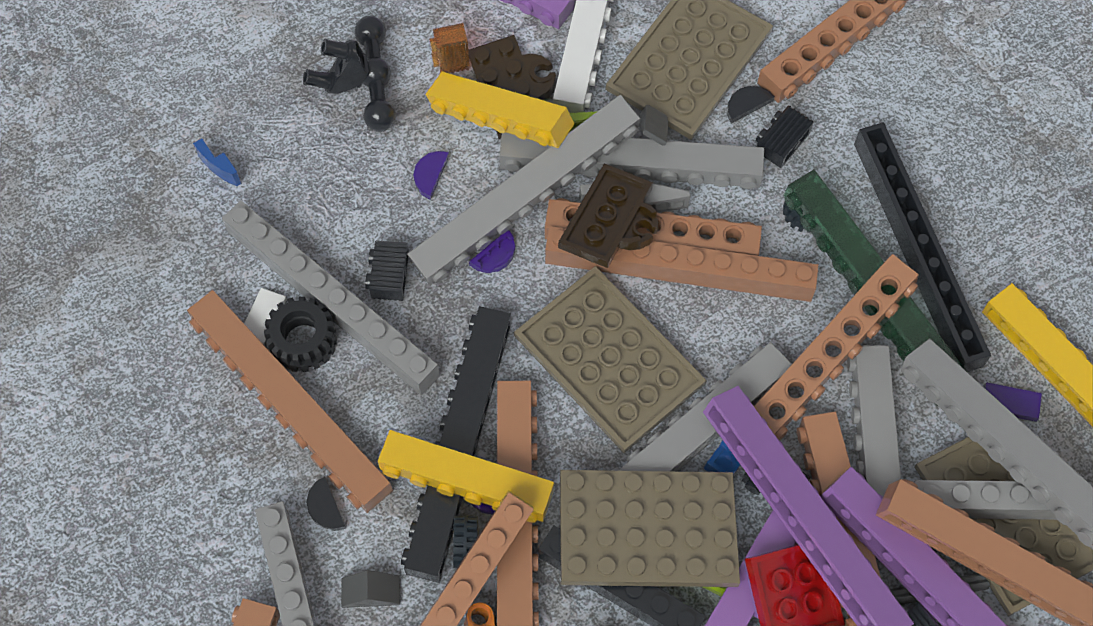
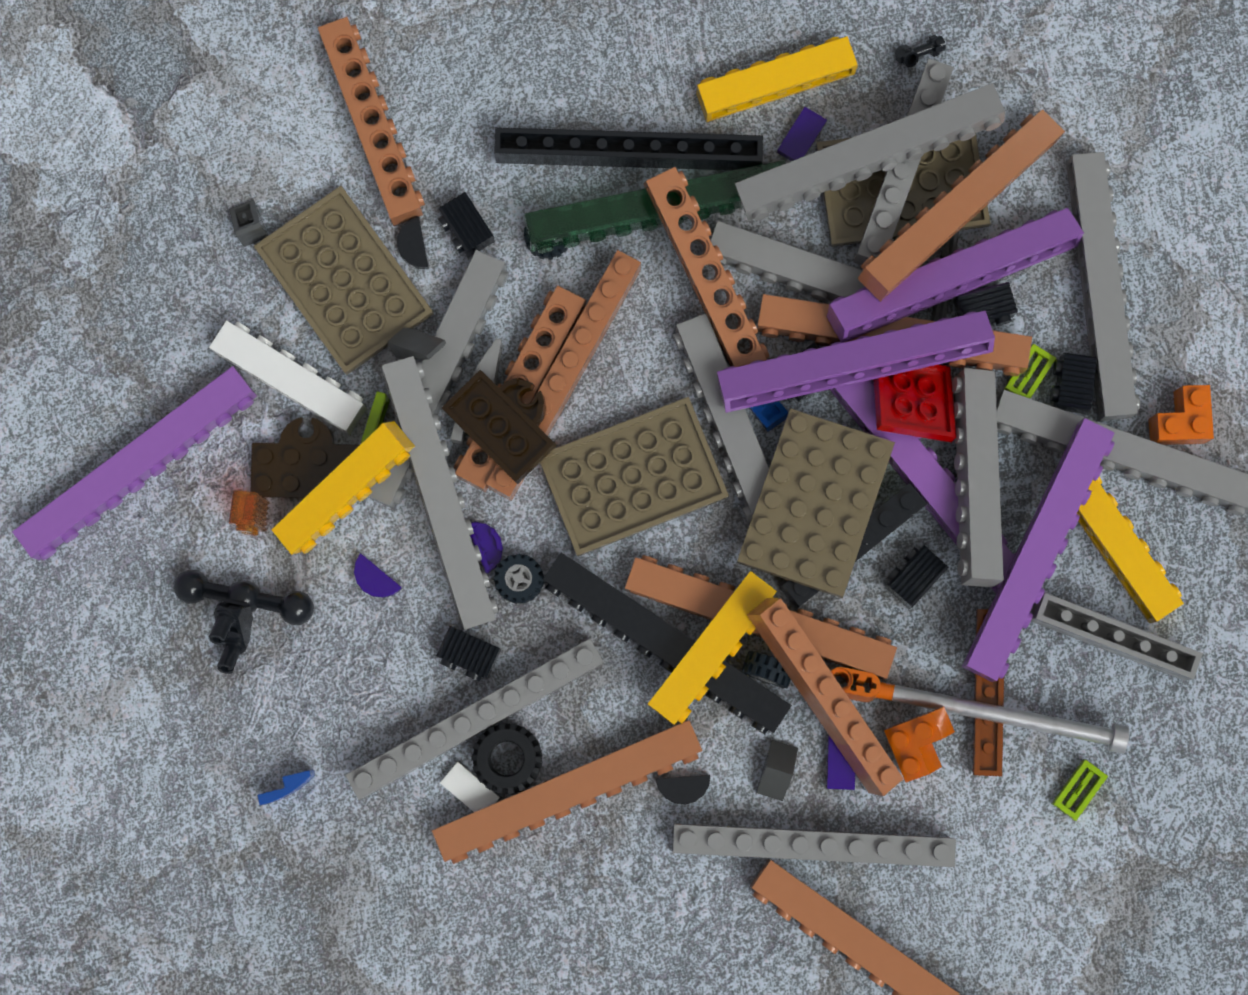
camera: 70 degrees left, 15 degrees up
(473, 281) = (514, 571): none -> black wheel

